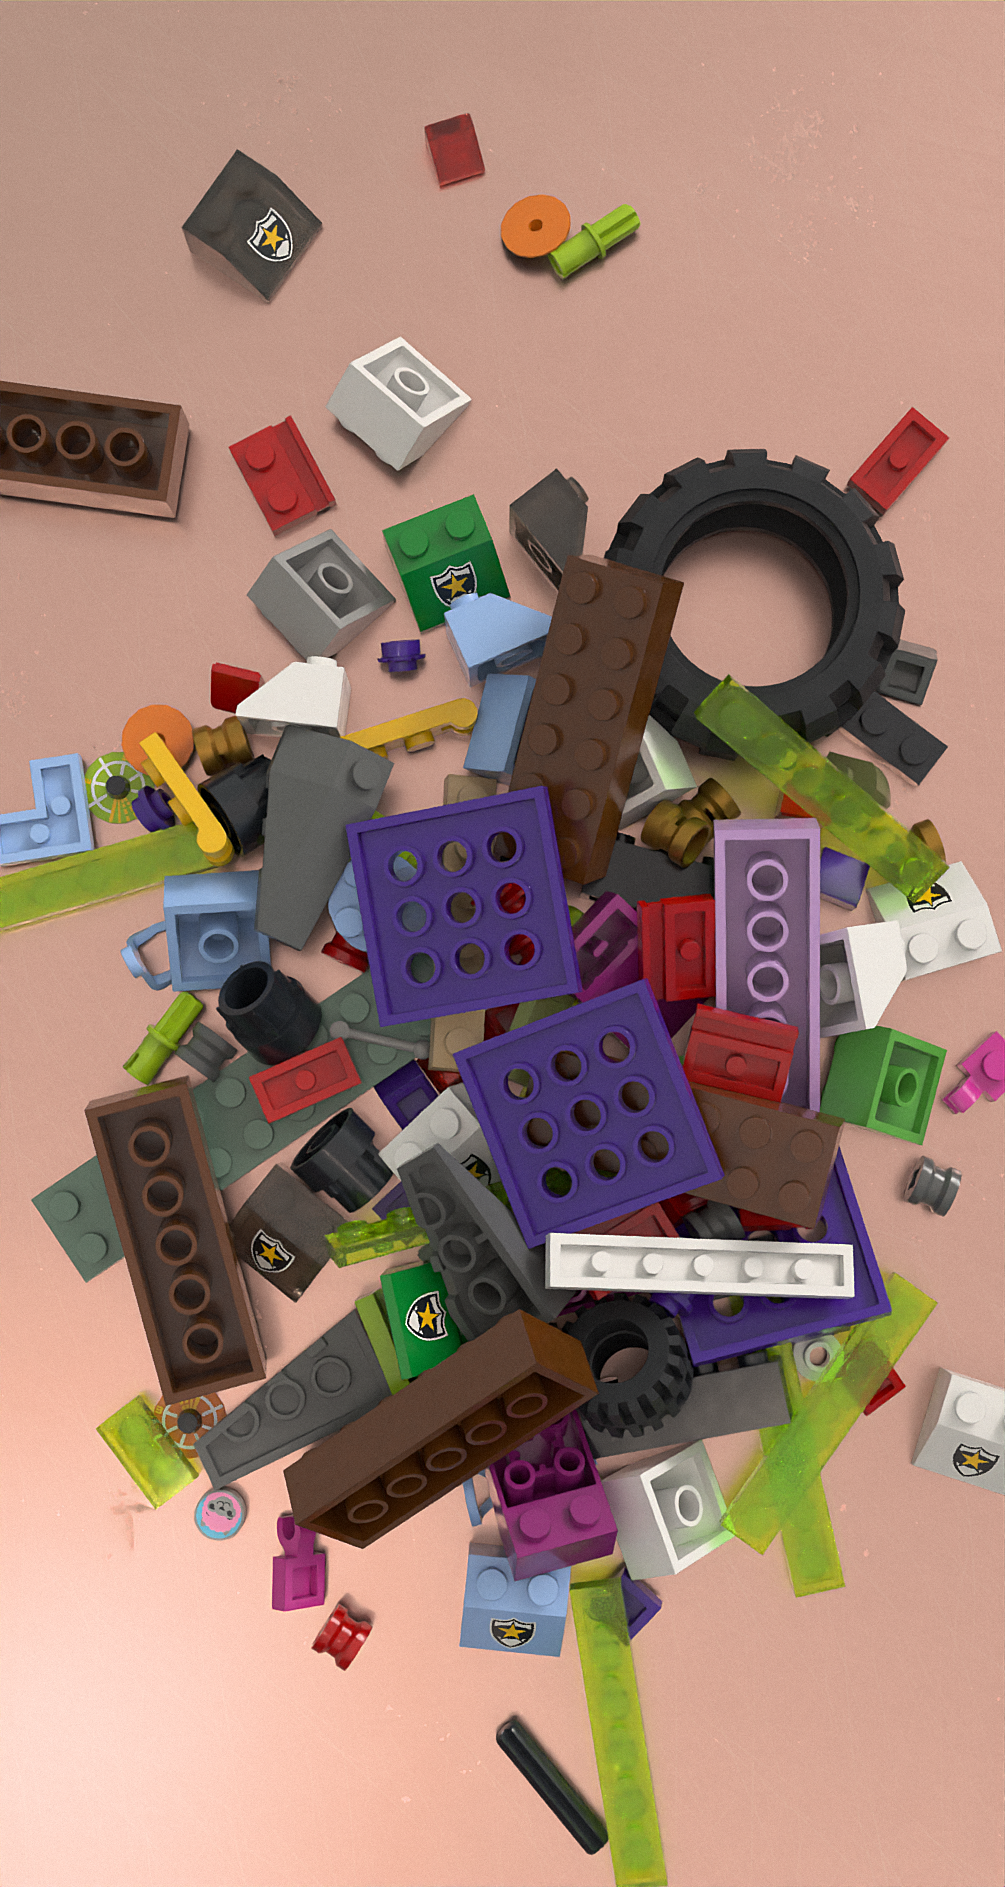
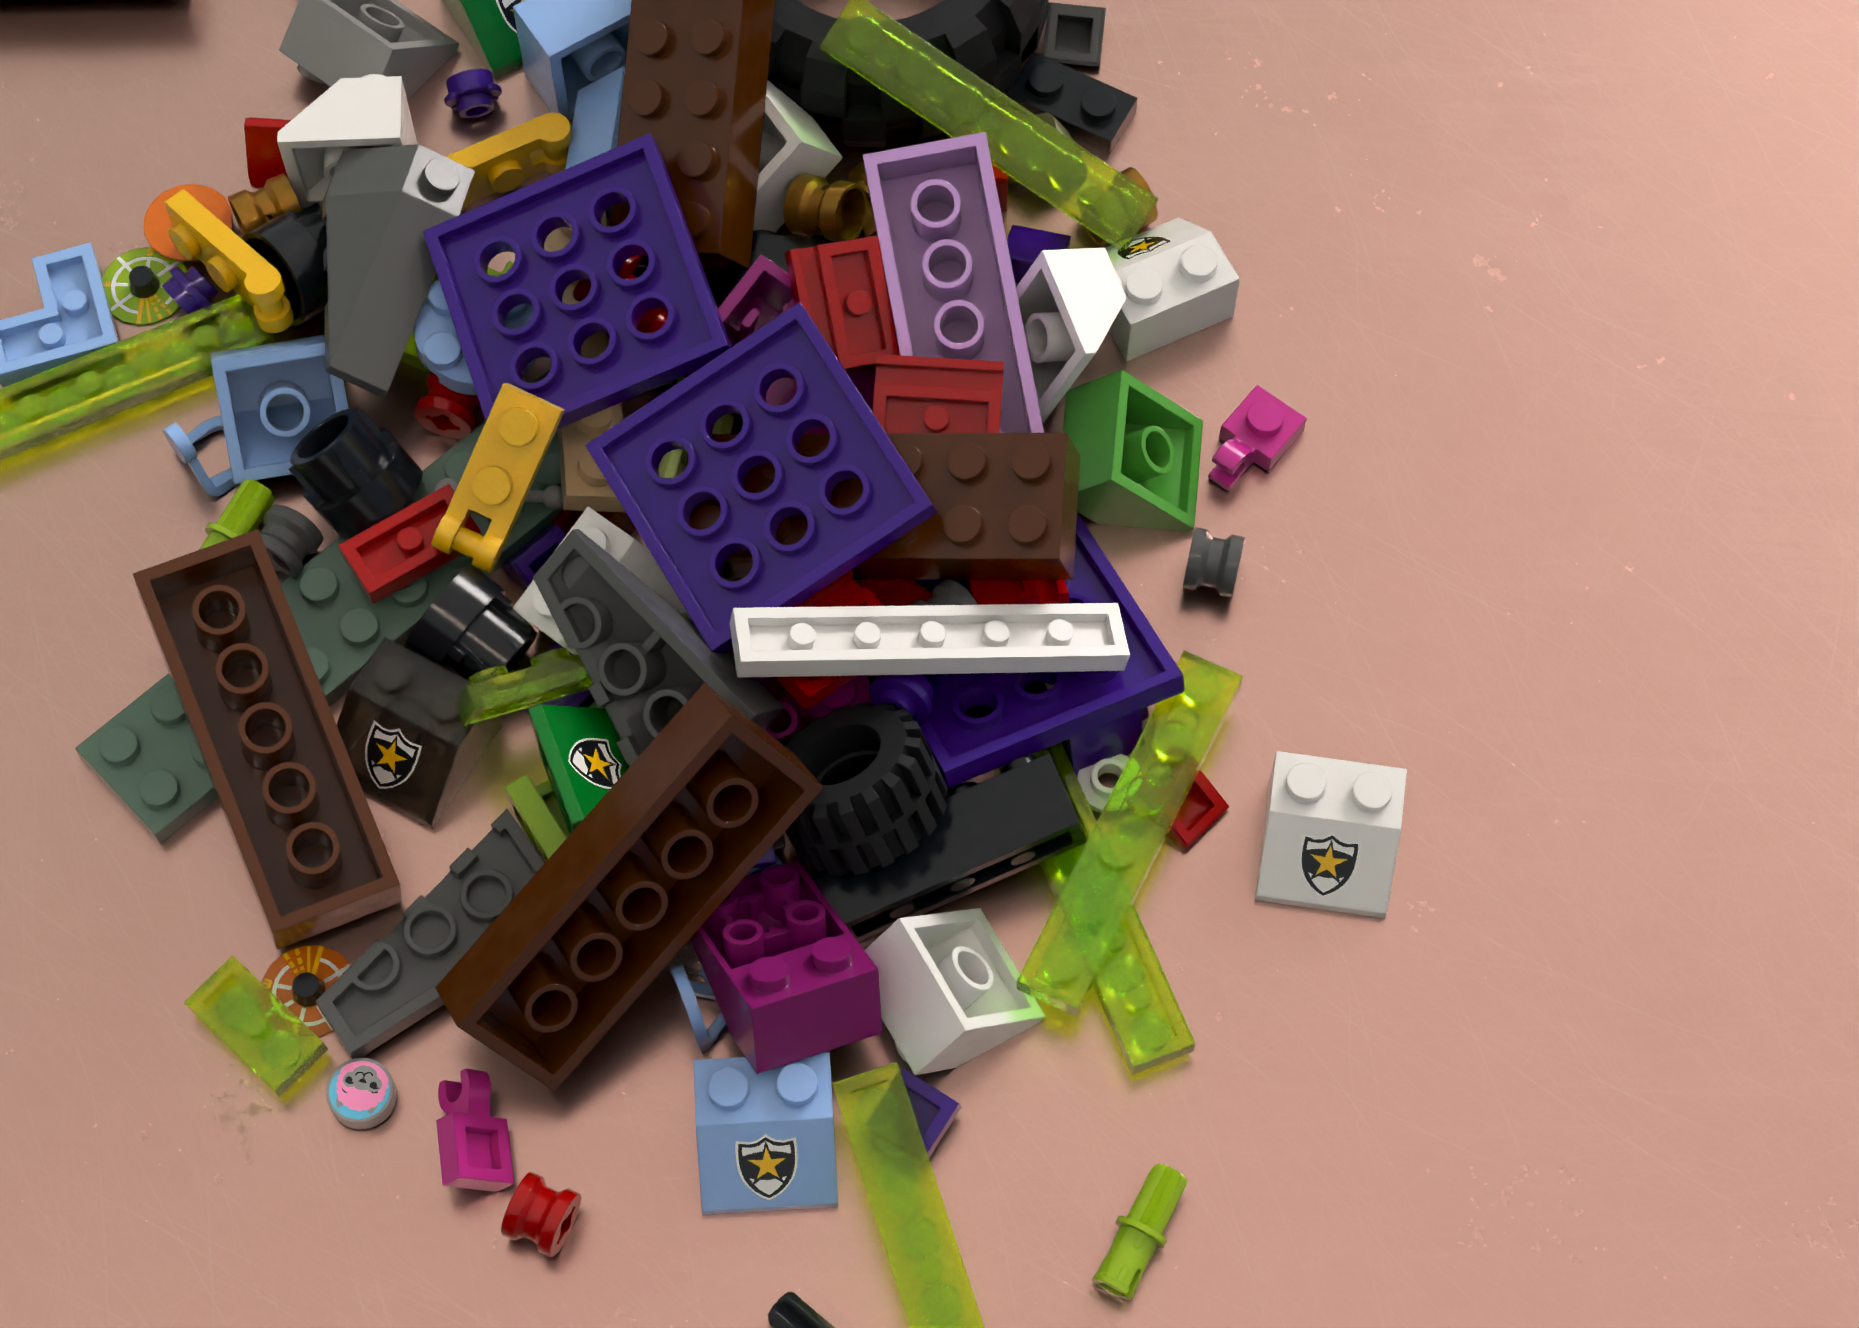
camera: 10 degrees left, 20 degrees down
(381, 1054) = (498, 475): none -> yellow plate
(778, 1721) = (1140, 1232): none -> lime axle

